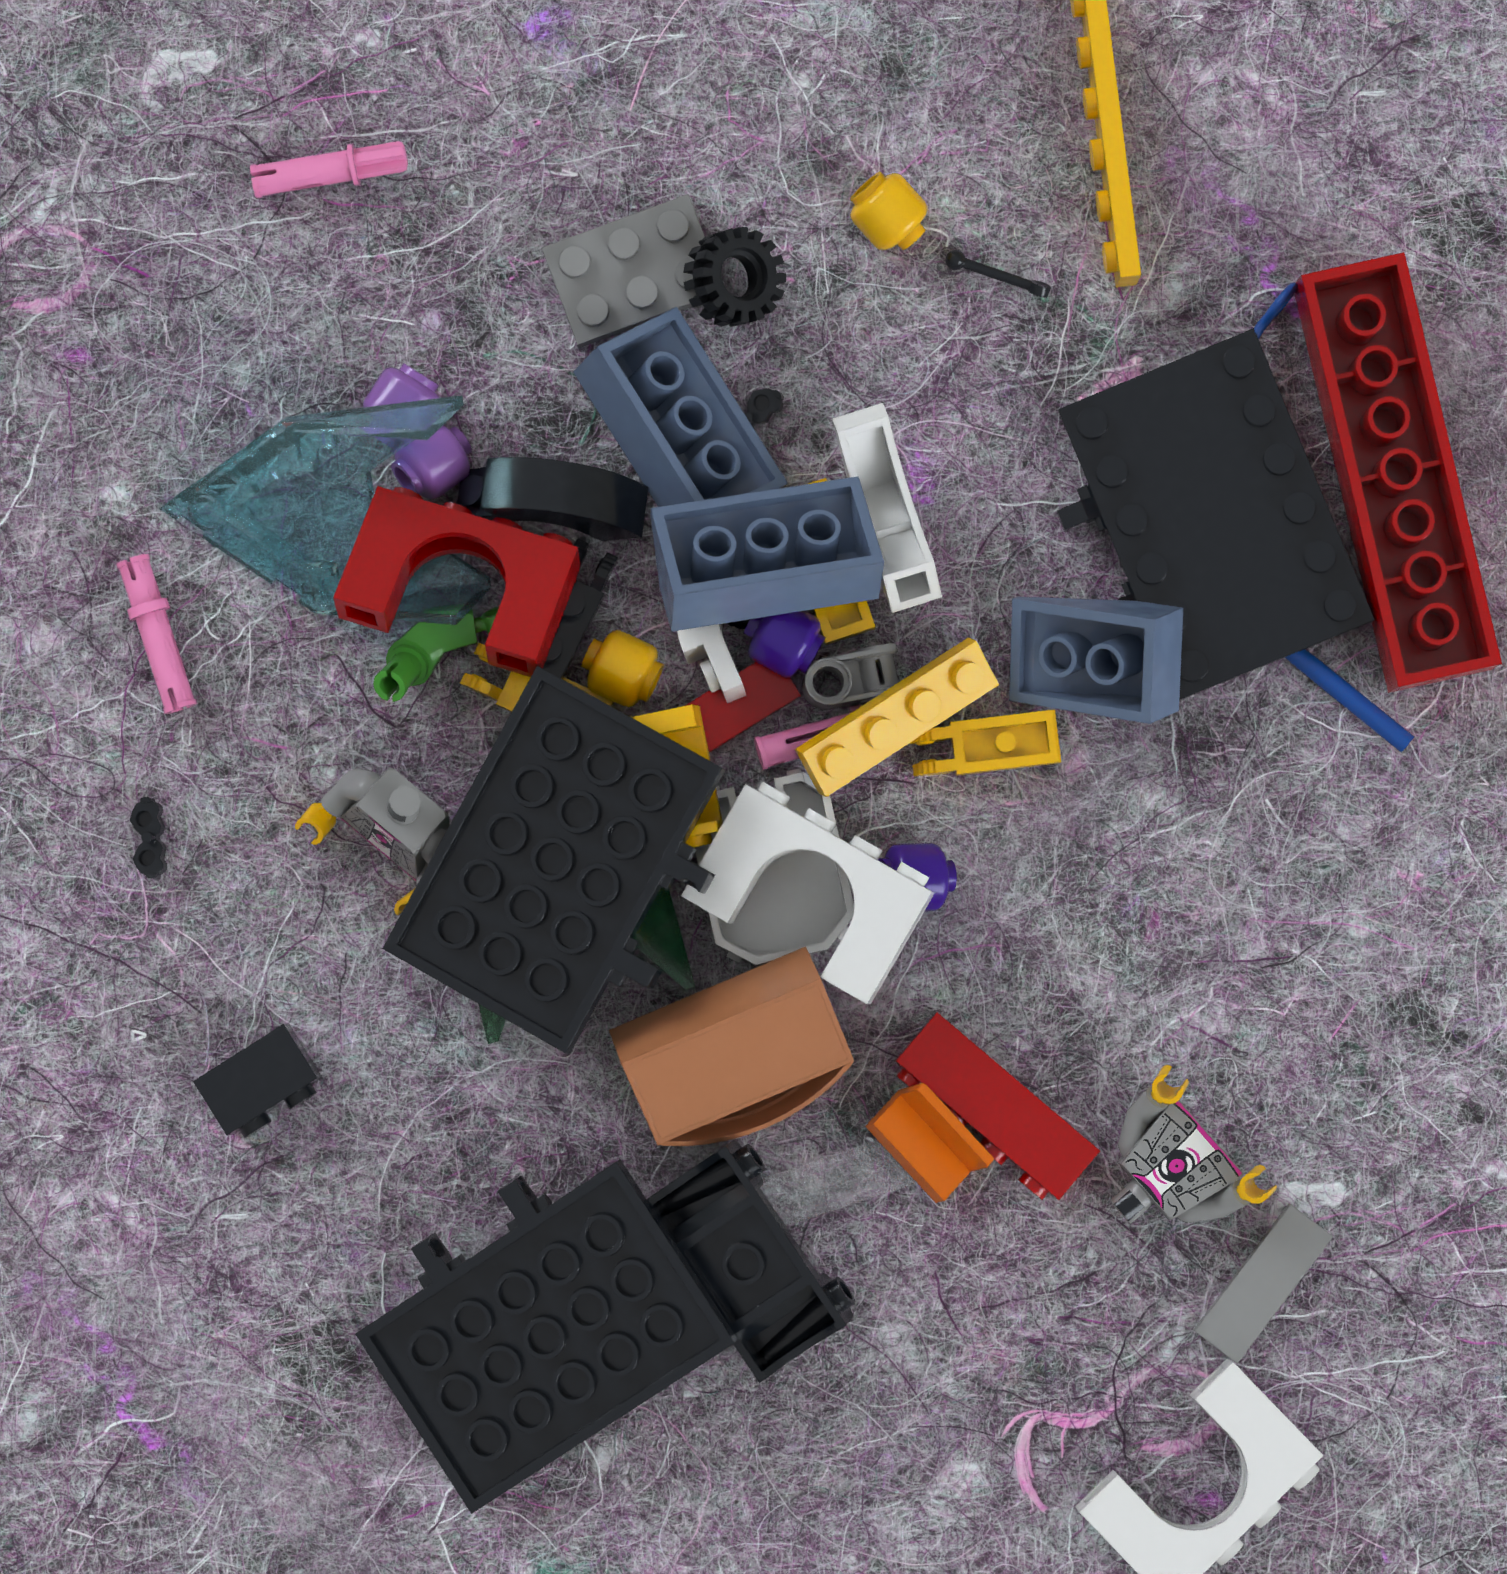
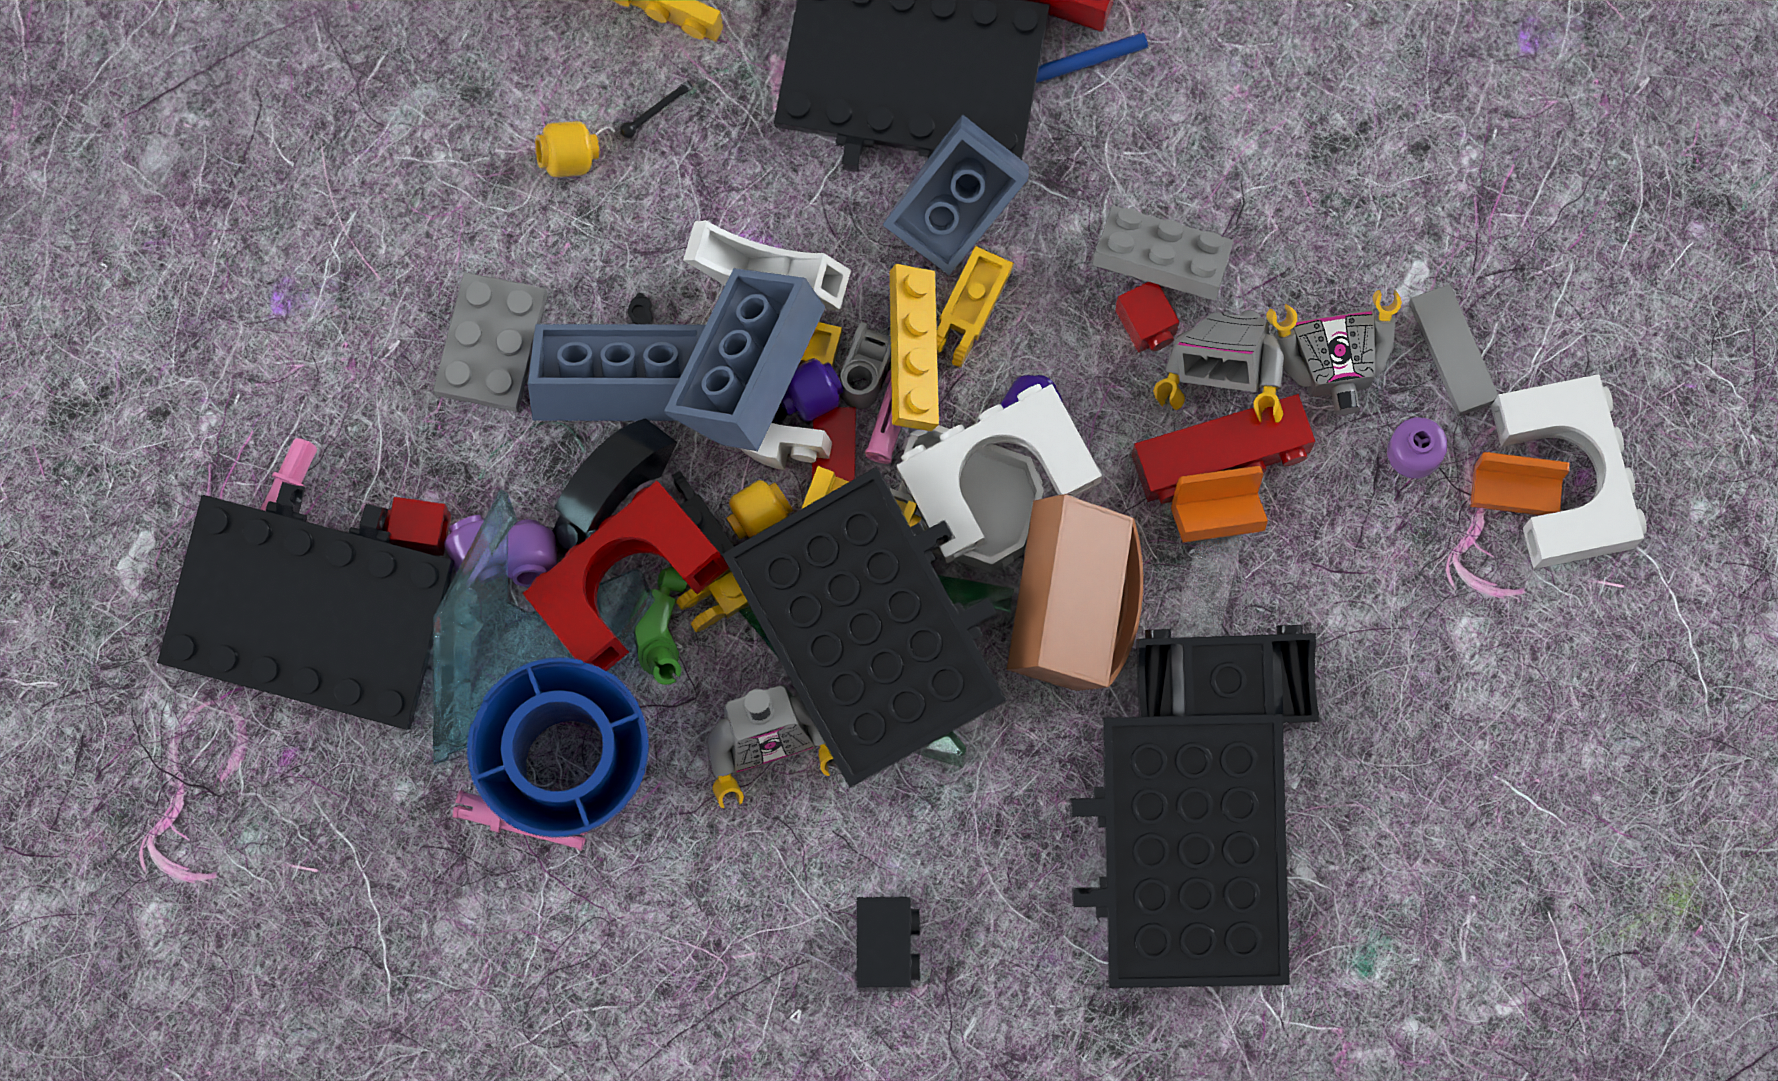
camera: 55 degrees left, 10 degrees down
(151, 852) = (651, 912): black piece -> none
(184, 585) = (528, 704): none -> blue cone
(232, 274) = (306, 608): none -> black hinge
(388, 327) = (418, 525): none -> red brick
(760, 271) = (537, 289): black tyre -> none
(1091, 940) = (1147, 317): none -> red brick
(1096, 1051) = (1226, 354): none -> light grey torso
(1107, 1297) = (1417, 460): none -> medium lavender head
(1151, 1439) = (1518, 483): none -> orange panel
(1170, 913) = (1163, 252): none -> light grey plate

